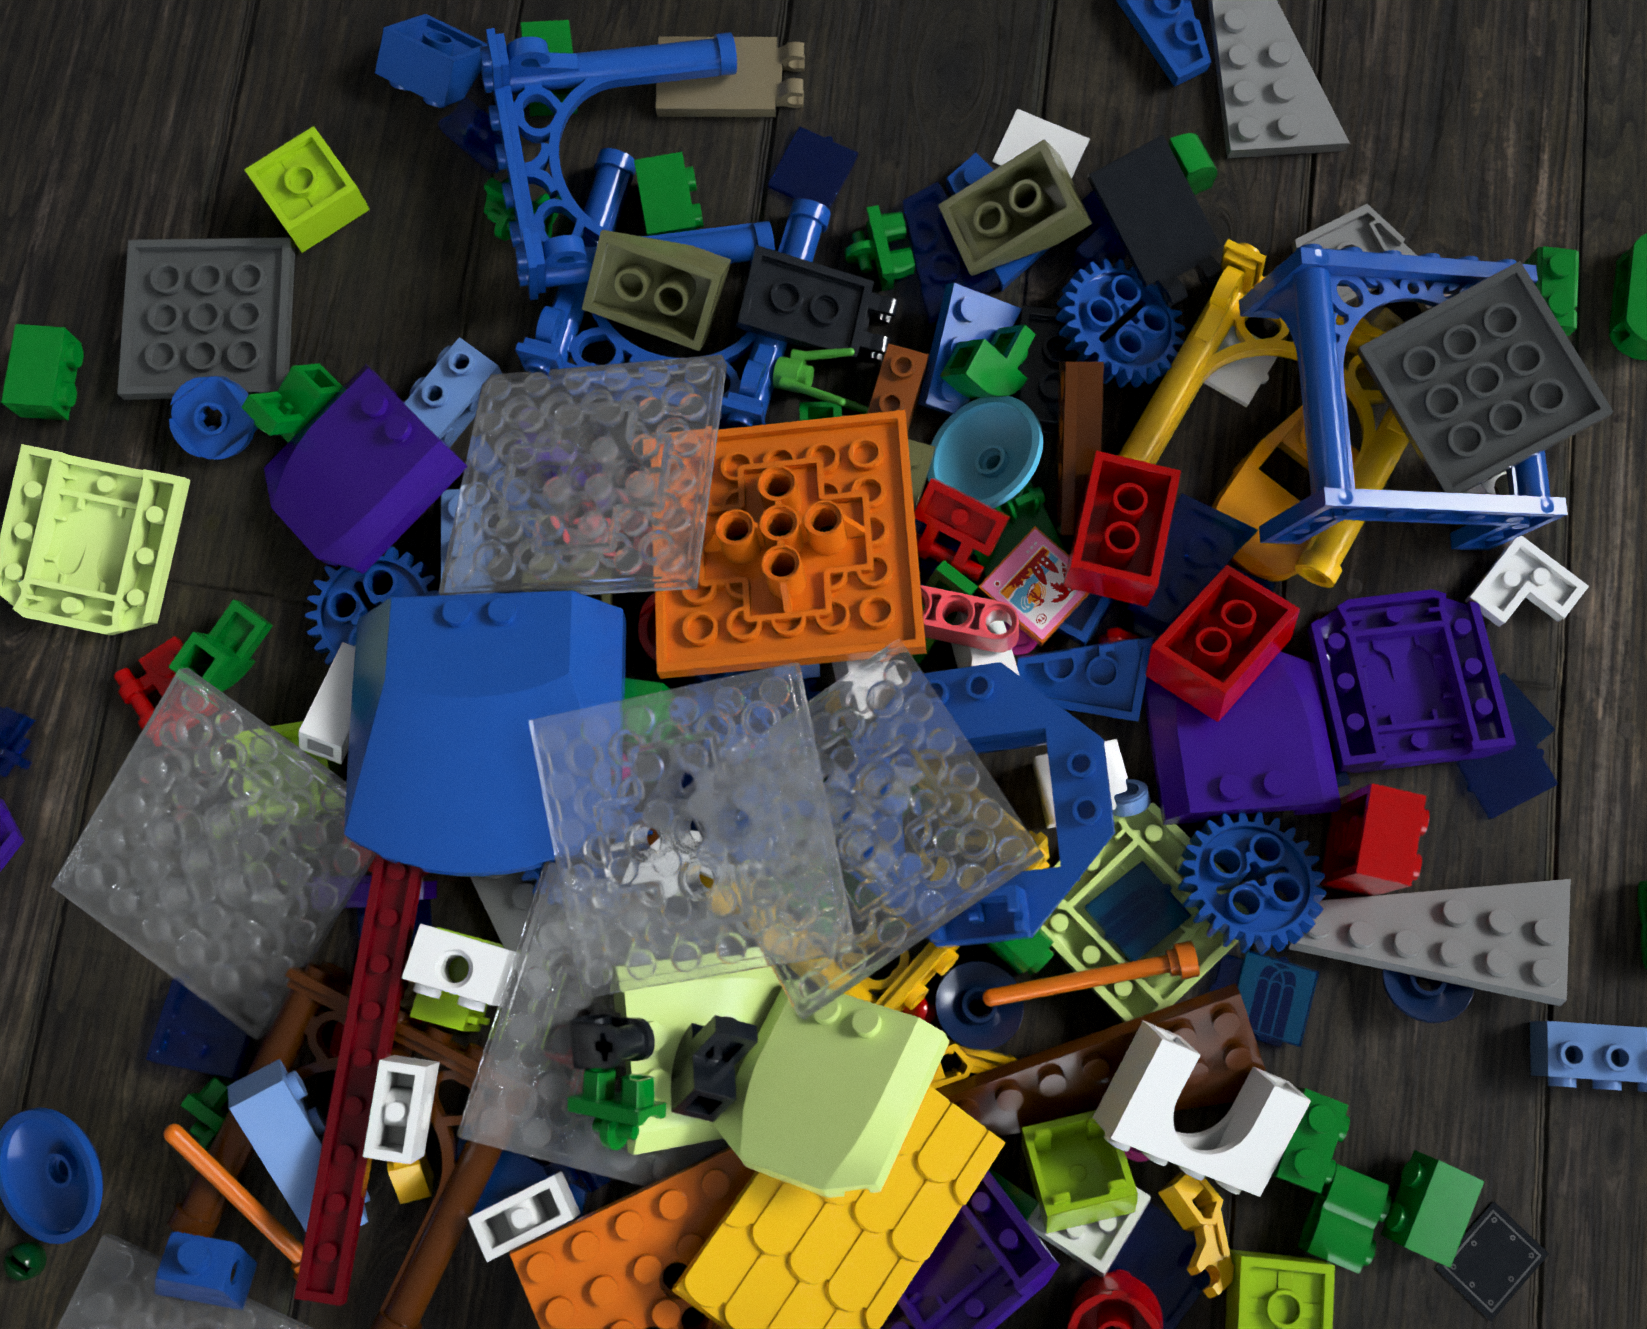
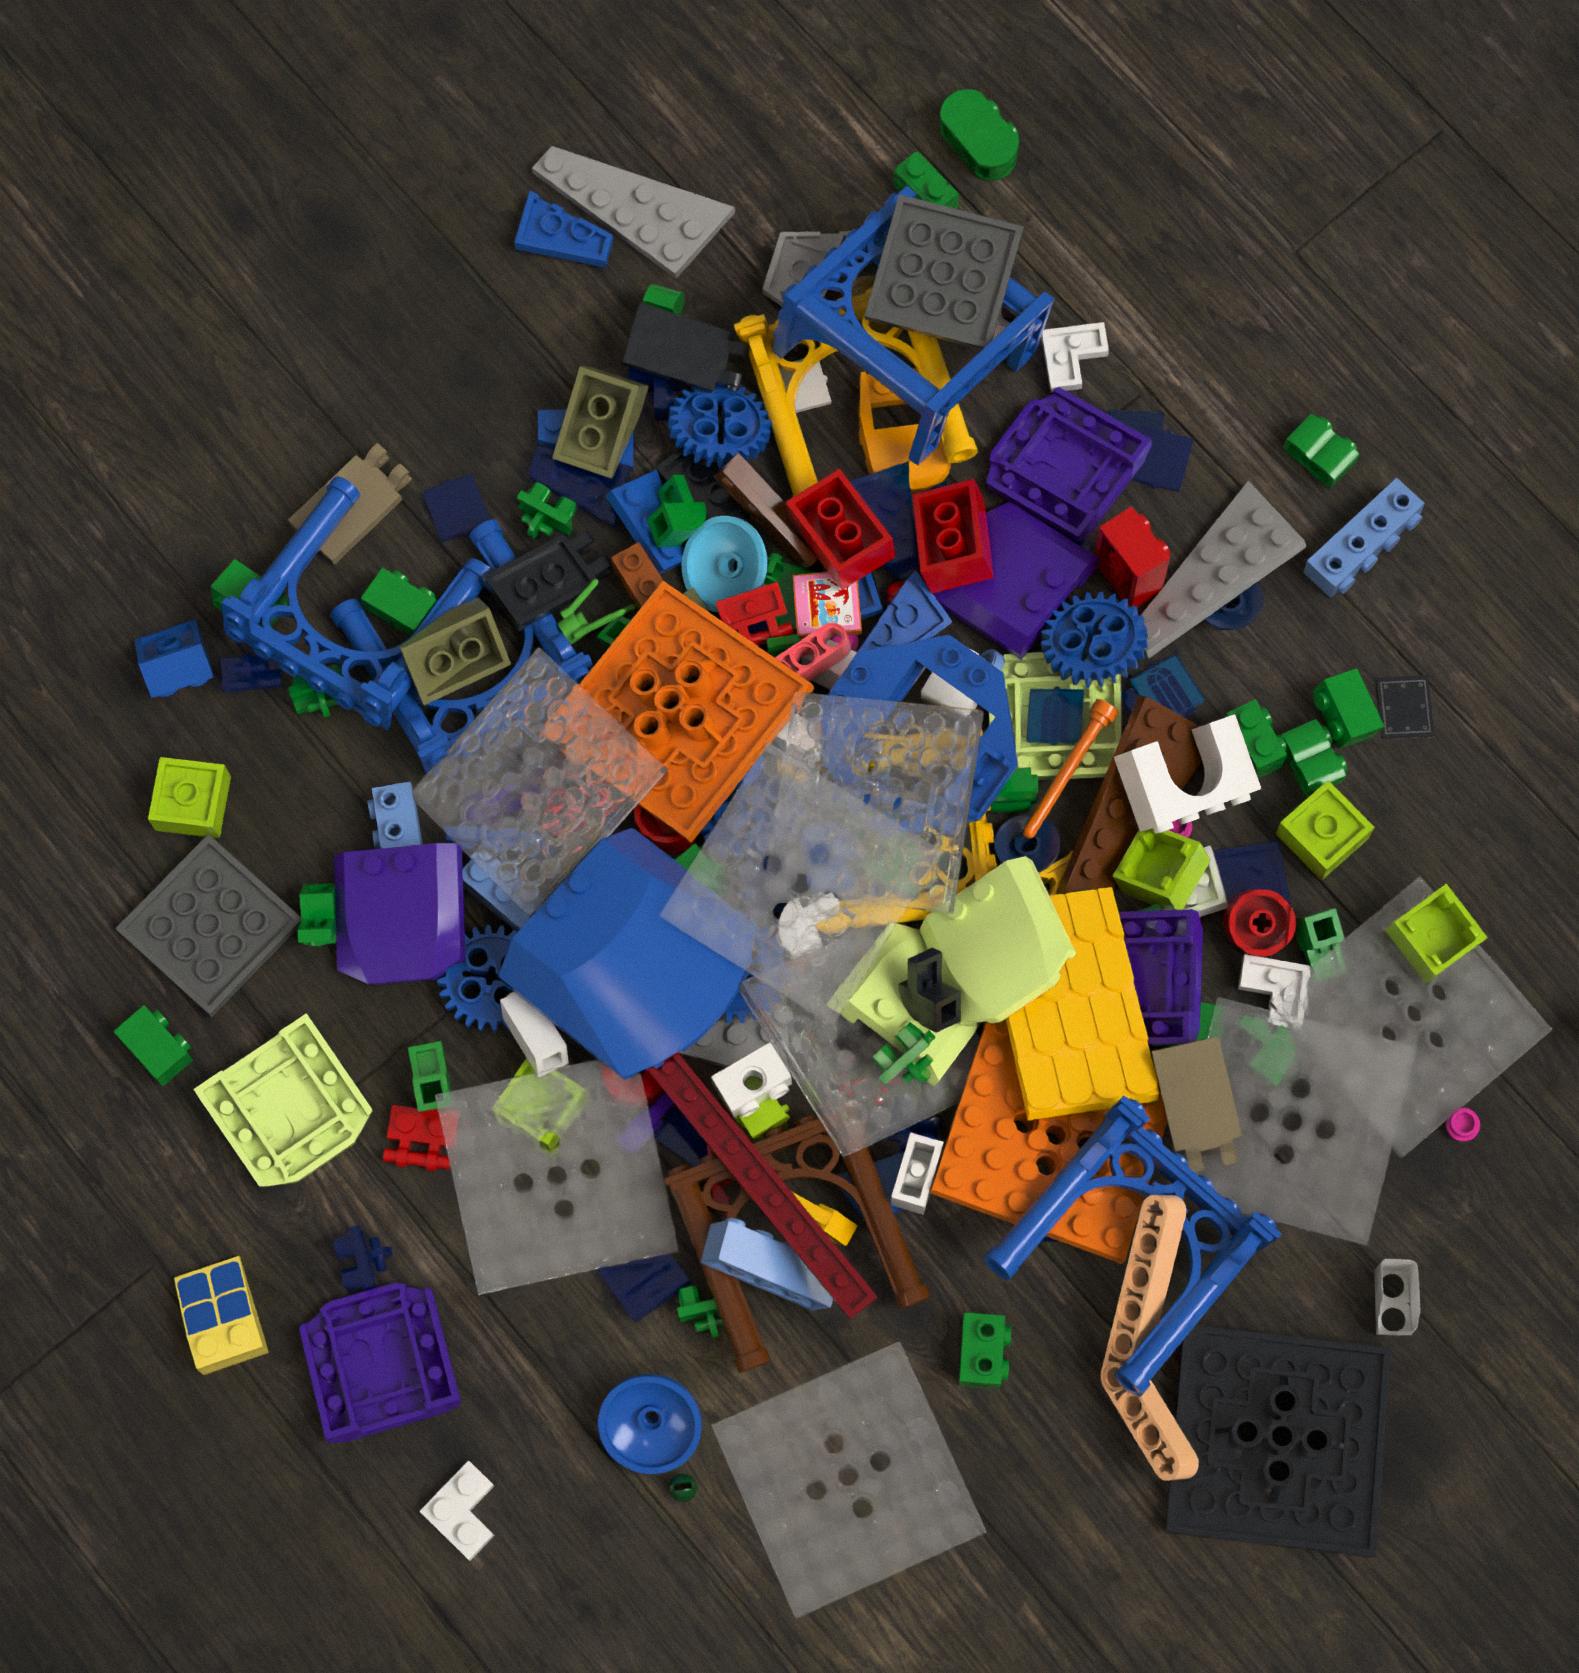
camera: 45 degrees left, 5 degrees down
(189, 415) = (291, 986): blue plate -> none
(201, 1271) = (783, 1375): blue torso -> none
(235, 1194) = (834, 1325): orange piece -> none
(401, 1109) = (802, 1175): white brick -> none
(608, 1040) = (870, 1029): black piece -> none
(1029, 130) = (559, 372): white sticker -> none
(1208, 1226) = (1239, 829): yellow piece -> none

